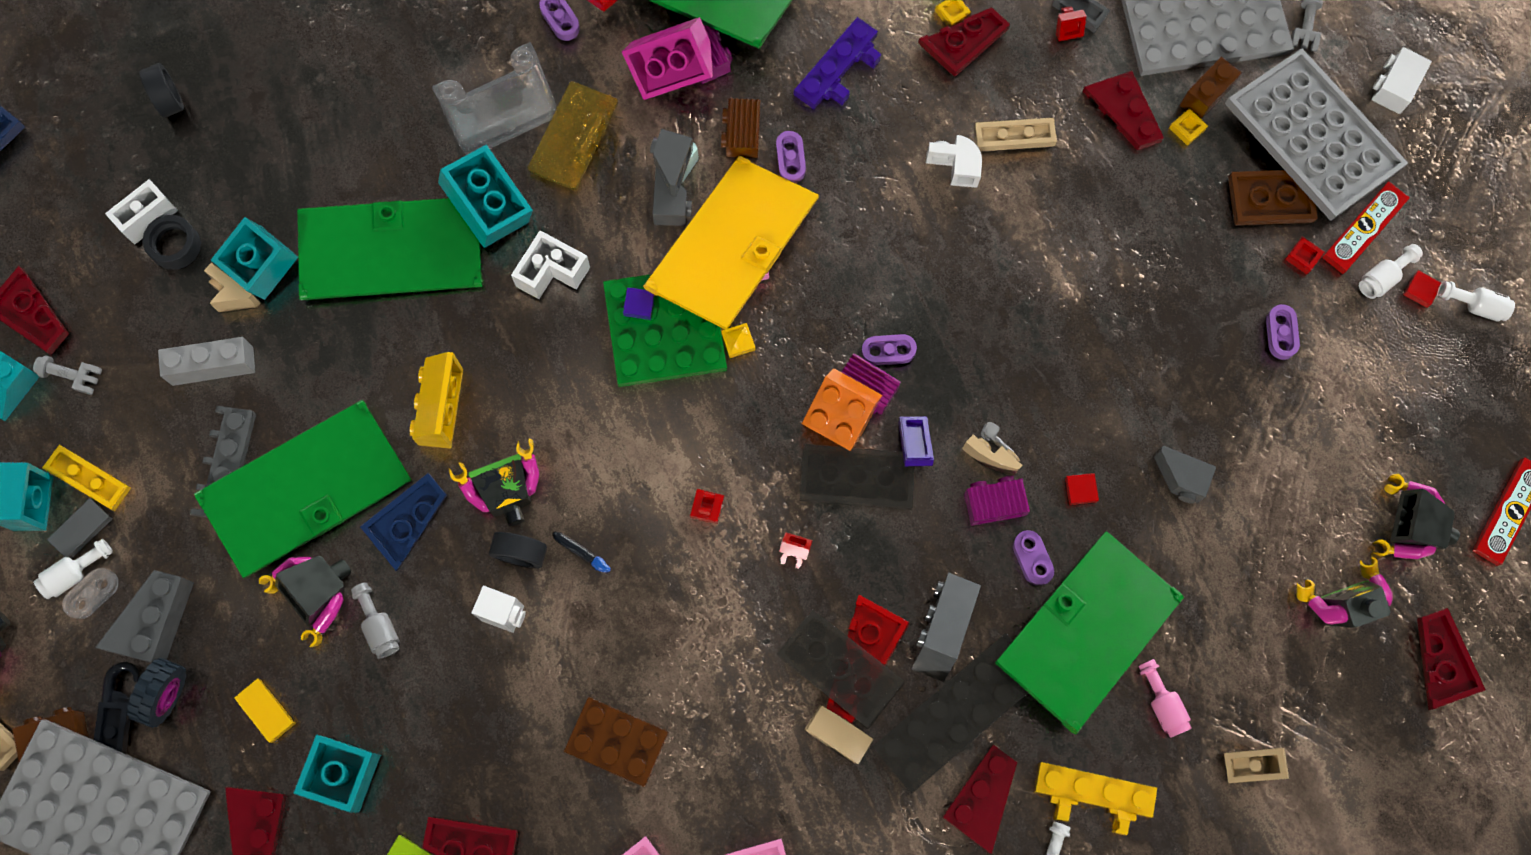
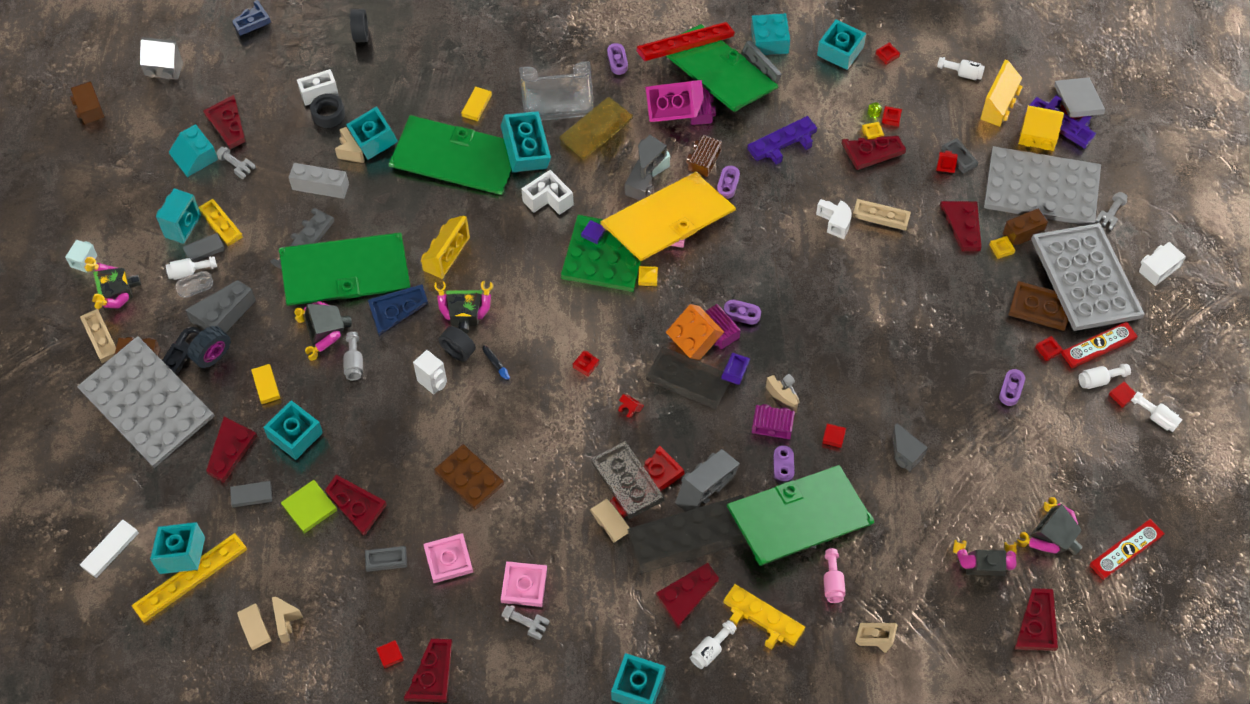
camera: 25 degrees right, 15 degrees down
(386, 155) = (476, 103): none -> yellow tile

